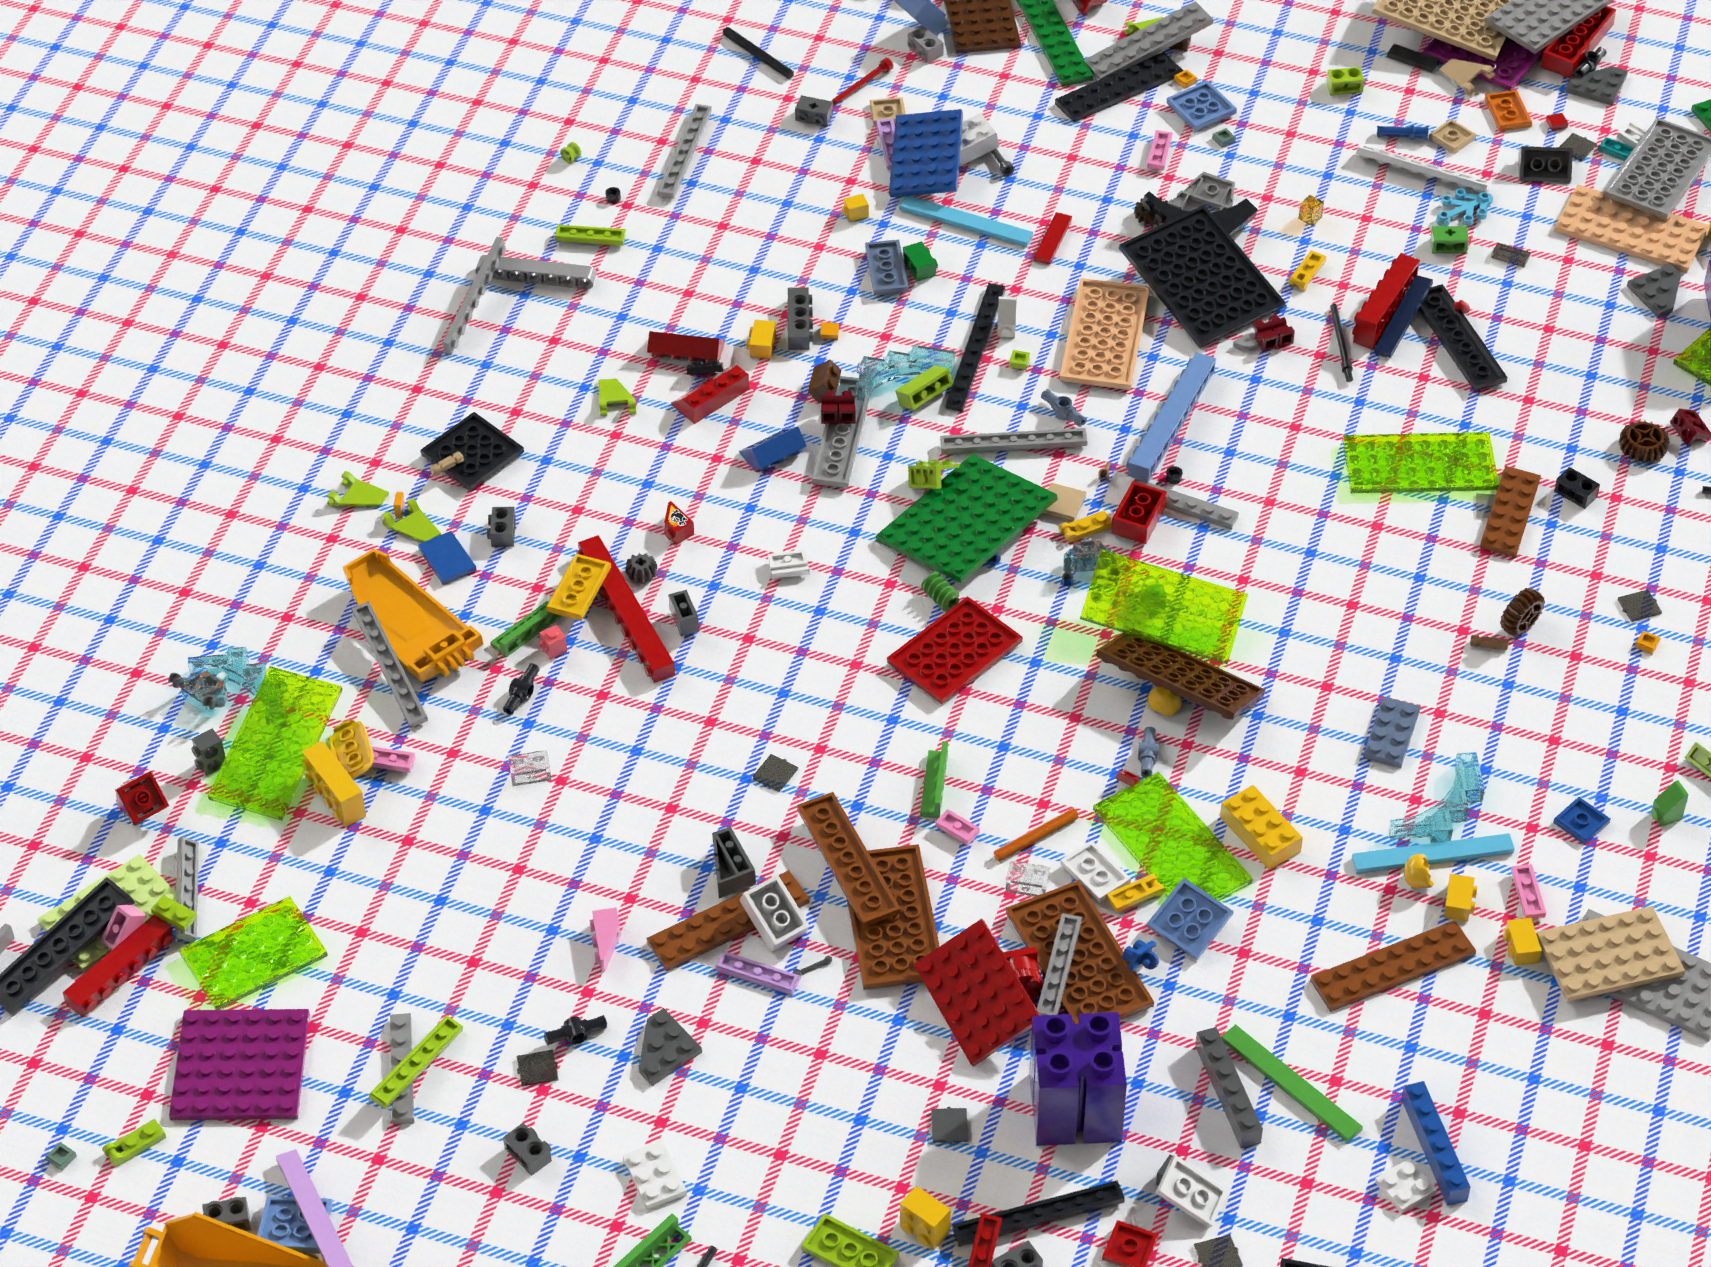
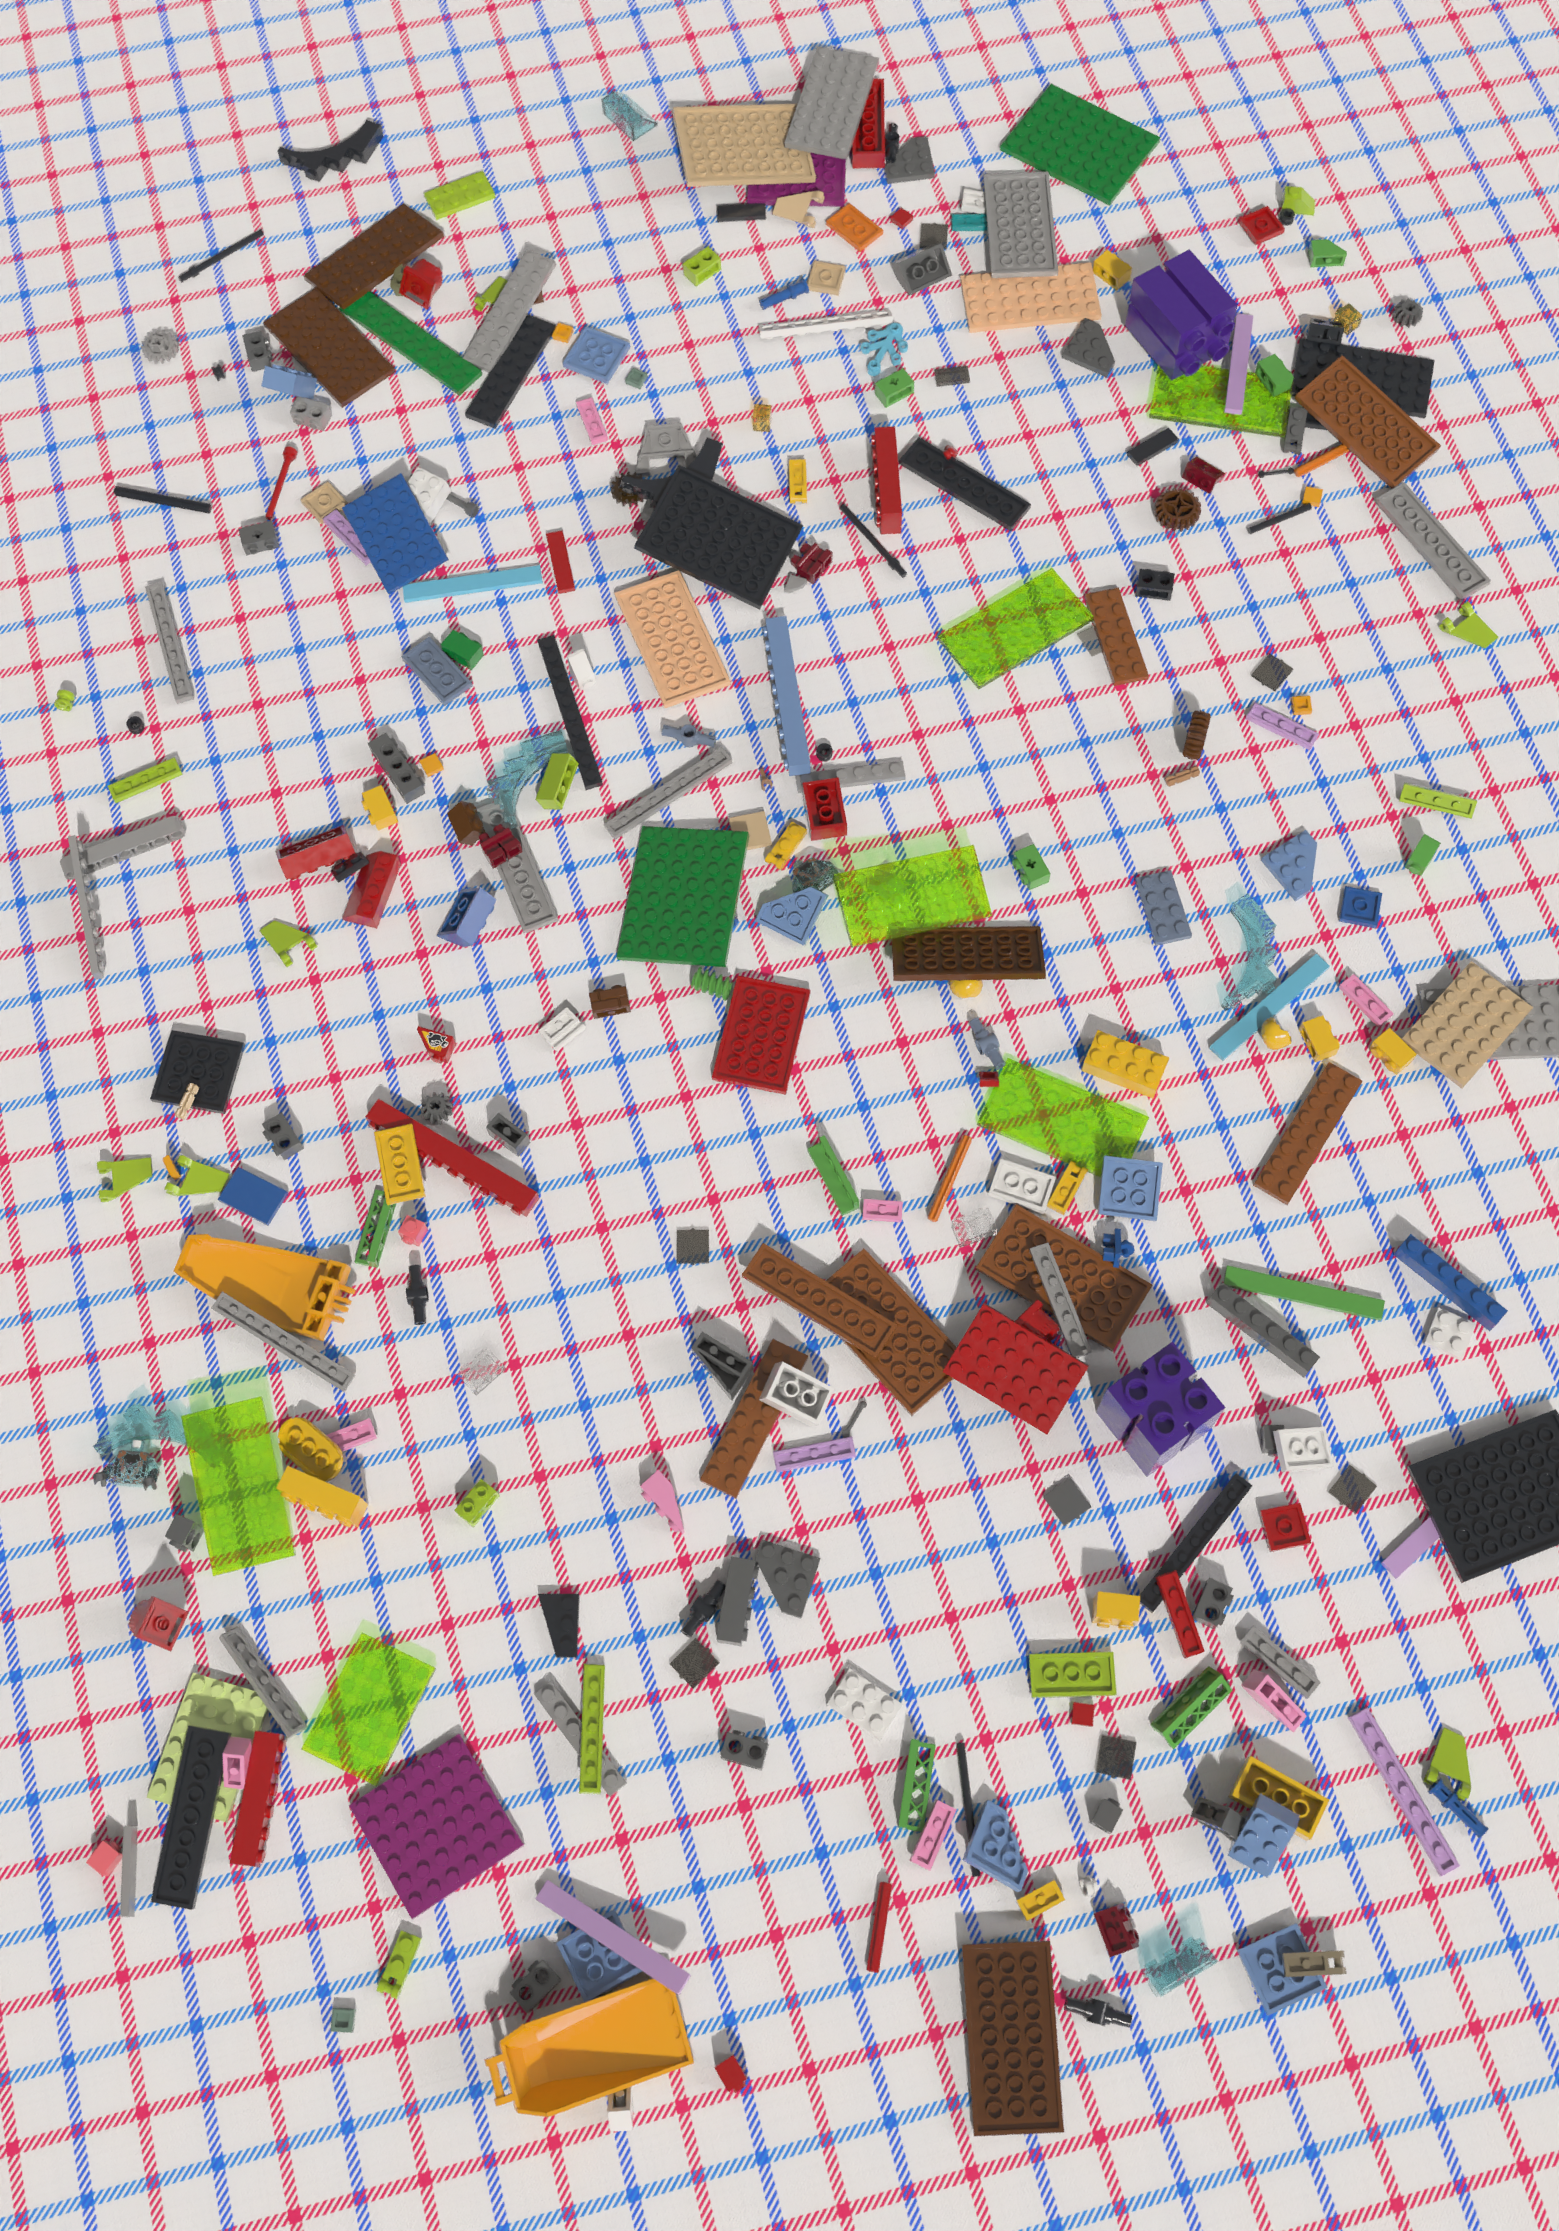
camera: 30 degrees left, 20 degrees up
(174, 913) = (273, 1719): lime plate -> none
(452, 856) = (477, 1503): none -> lime brick
(453, 979) = (562, 1621): none -> black wing
(606, 1039) = (736, 1601): none -> dark grey brick
(843, 563) = (609, 1001): none -> reddish brown brick
(855, 207) = (367, 623): yellow brick -> none
(928, 474) = (622, 868): lime bracket -> none
(1019, 359) = (617, 706): lime plate -> none
(1051, 574) = (793, 914): none -> medium blue plate
(1292, 642) = (1031, 867): none -> bright green brick
(1403, 316) = (909, 487): dark blue tile -> none
(1543, 757) = (1294, 864): none -> medium blue plate
(1616, 649) = (1282, 726): none -> lavender tile
(1659, 386) = (1152, 446): none -> black tile

